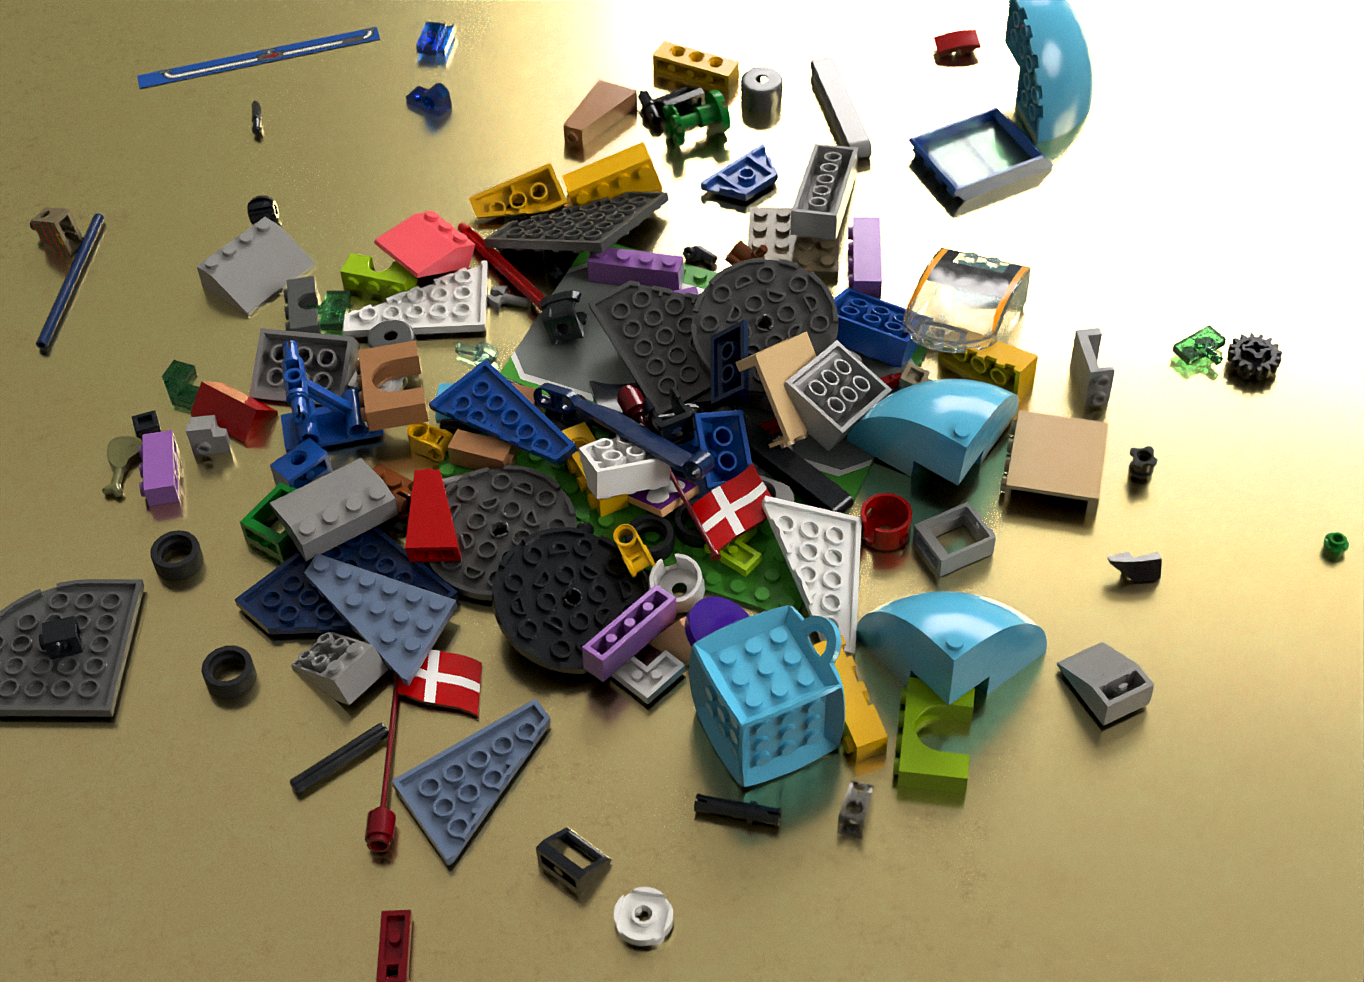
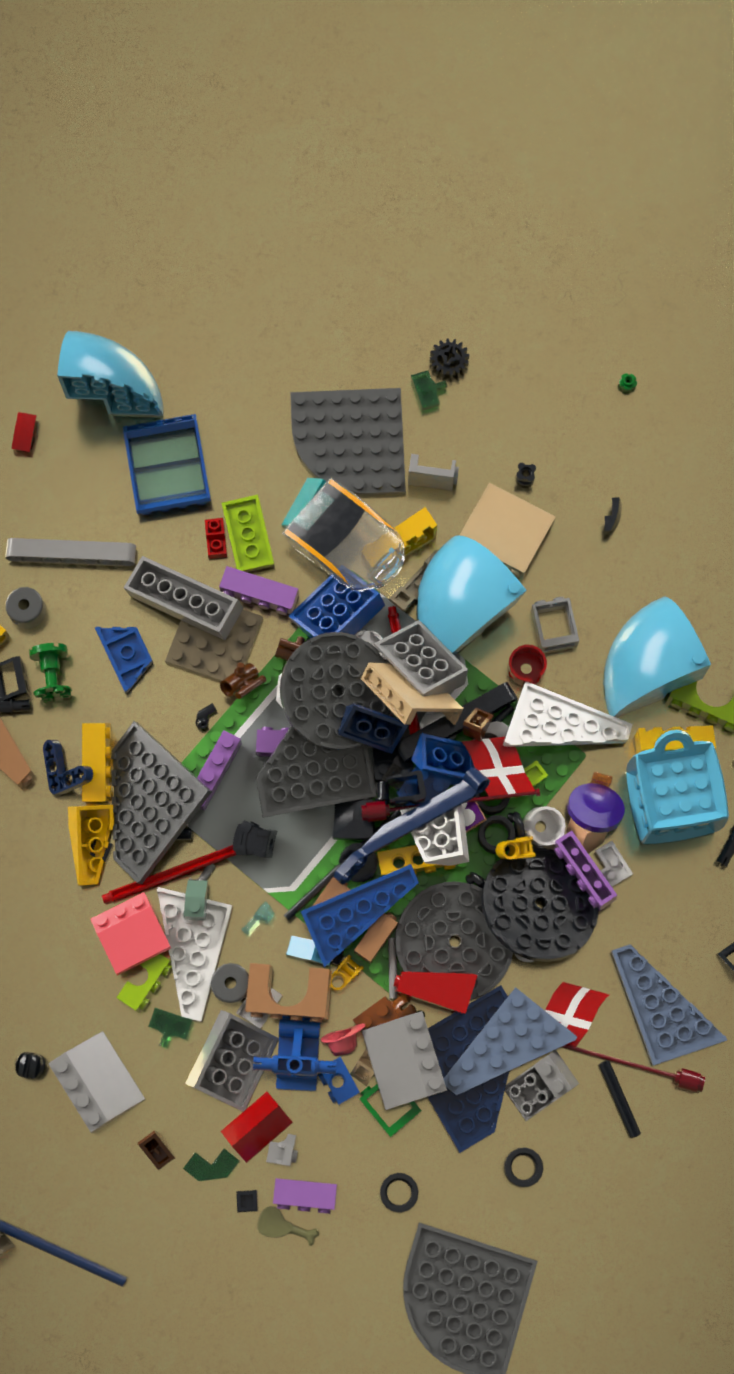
camera: 75 degrees left, 25 degrees up
(61, 637) = (468, 1290): black brick -> none
(192, 328) = (156, 1149): none -> reddish brown slope
(297, 295) = (145, 1050): dark grey arch -> none
(346, 452) = (342, 1041): none -> coral piece
(477, 286) = (196, 900): none -> sand green slope
(593, 155) = (61, 783): none -> dark blue beam
(669, 555) = (518, 824): none -> black arm
(778, 466) = (477, 724): none -> reddish brown slope
(917, 213) = (215, 538): none -> red slope
(924, 237) = (248, 534): none -> lime plate
(1101, 286) = (352, 438): none -> dark grey plate
(1107, 681) = (700, 572): light grey slope -> none

